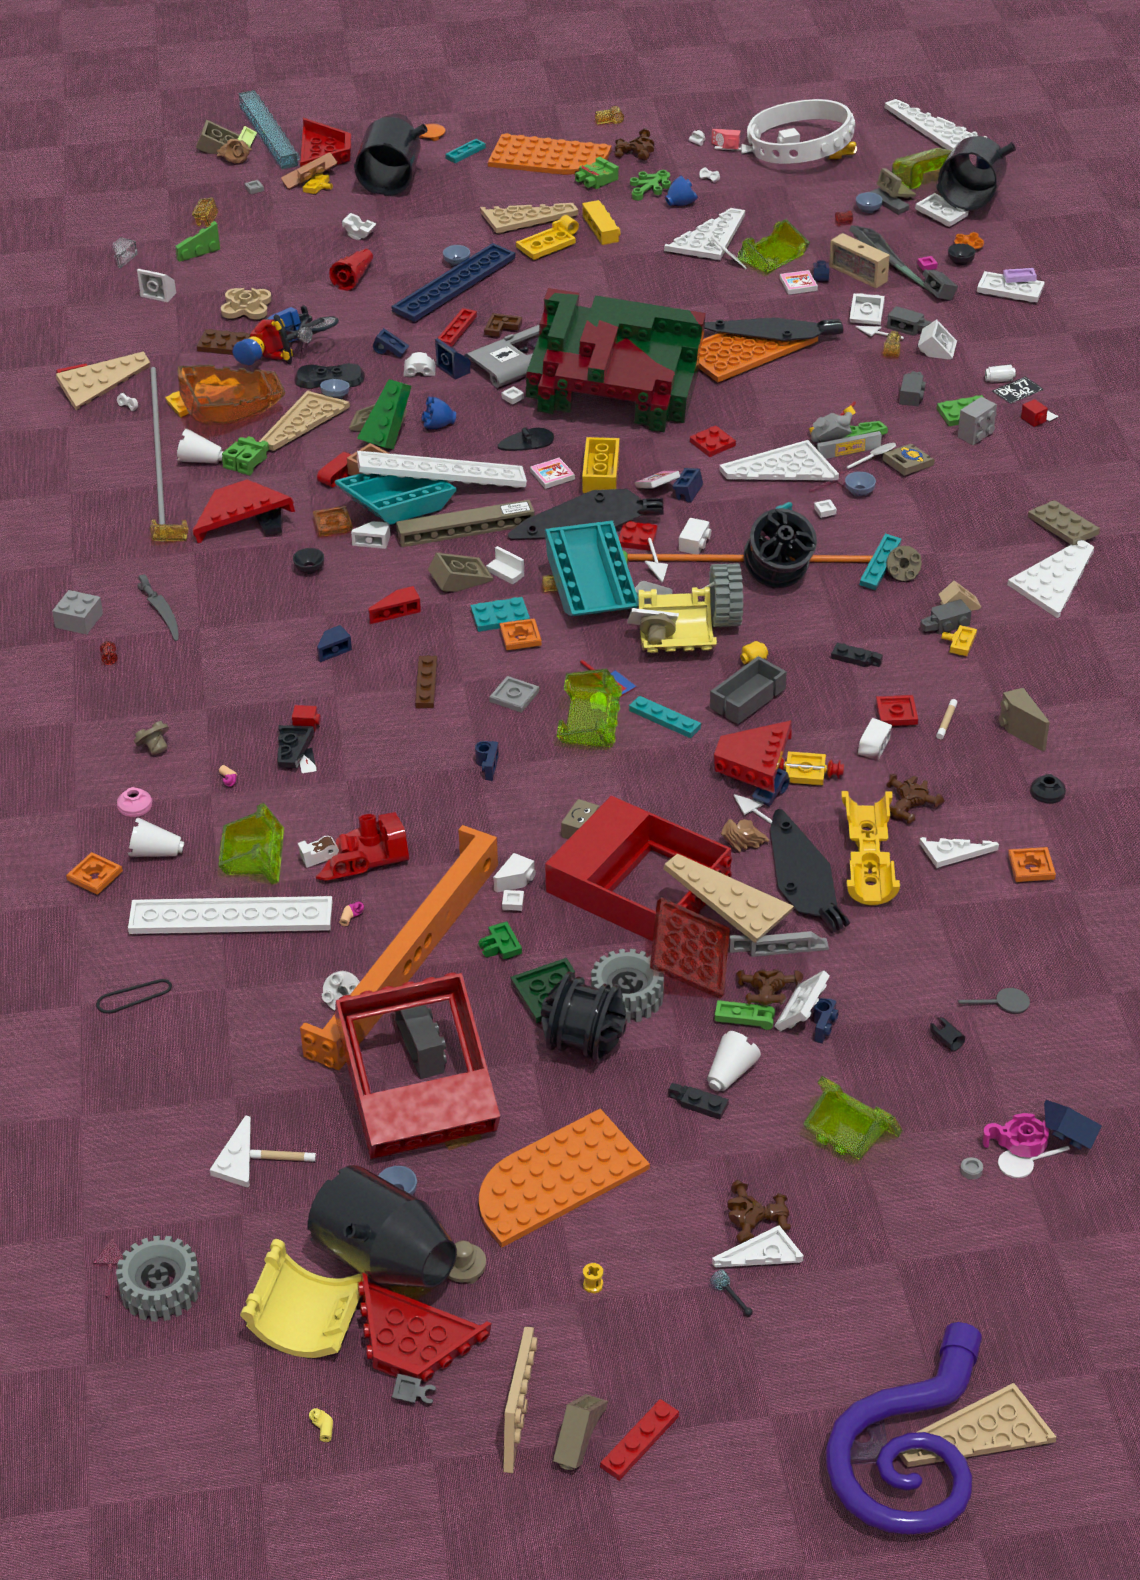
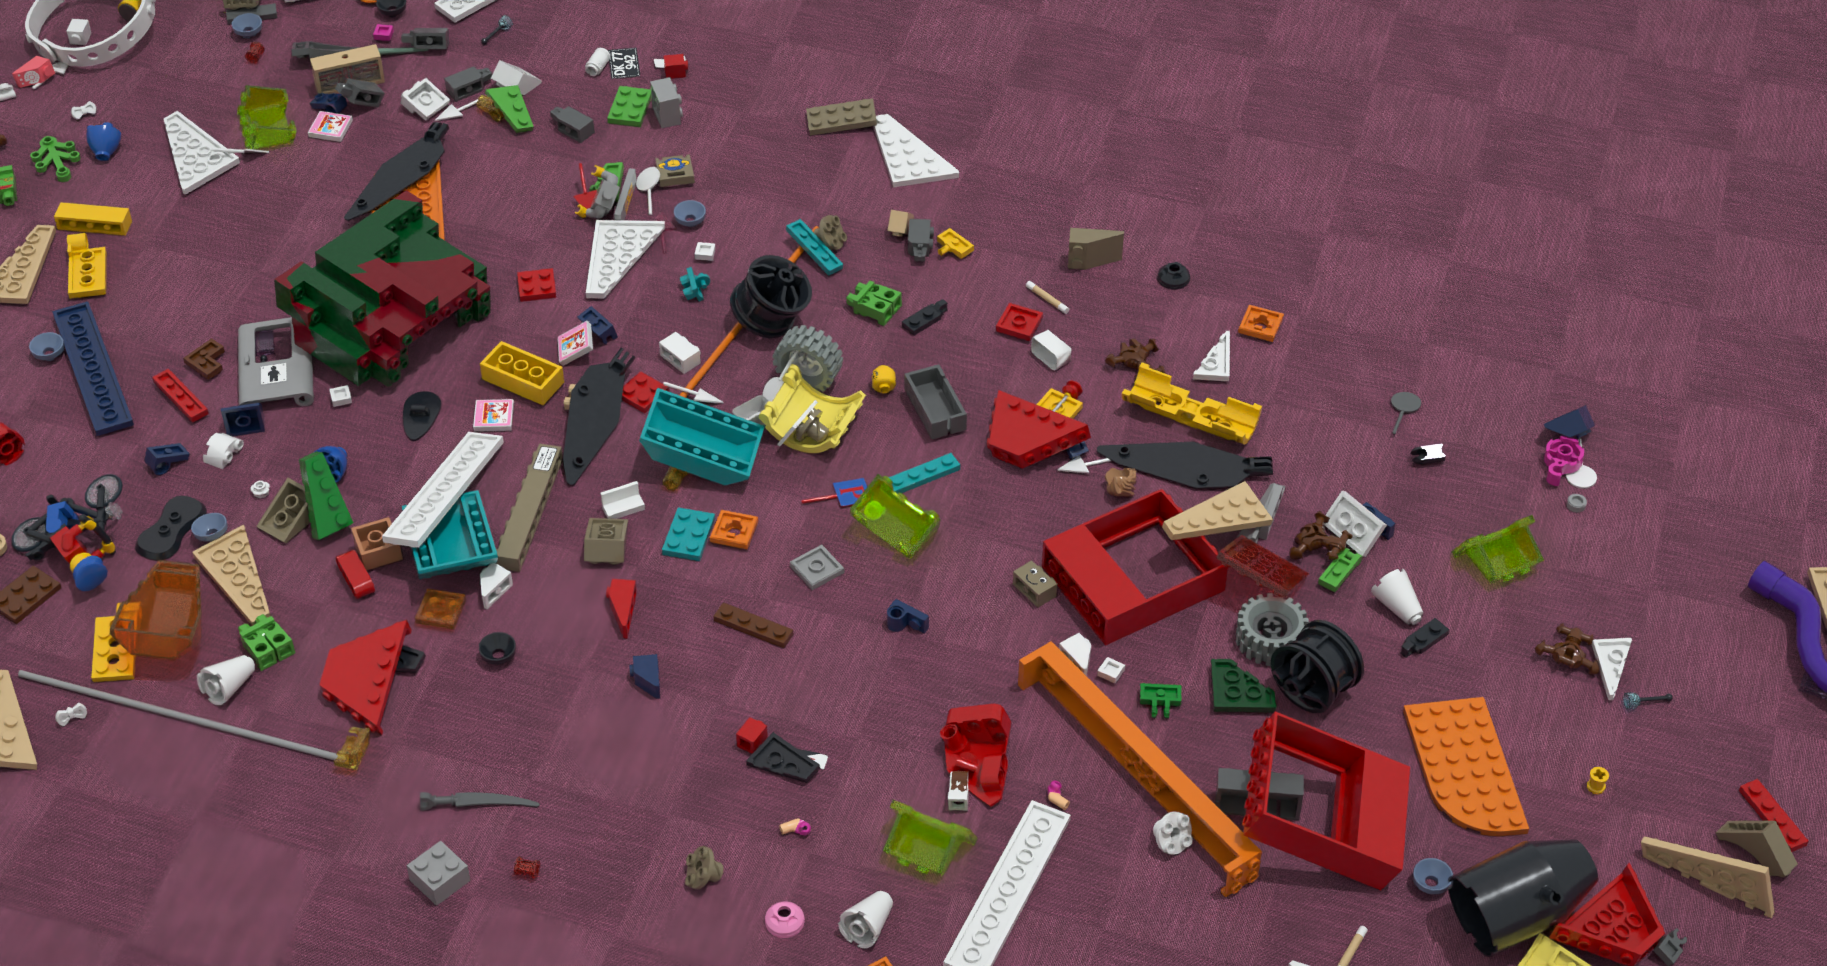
camera: 65 degrees left, 5 degrees up
(838, 274) = (361, 92): none -> dark grey hinge
(843, 613) = (875, 301): none -> bright green hips
(896, 350) = (512, 105): none -> bright green wing
(998, 313) = (504, 23): none -> hinge

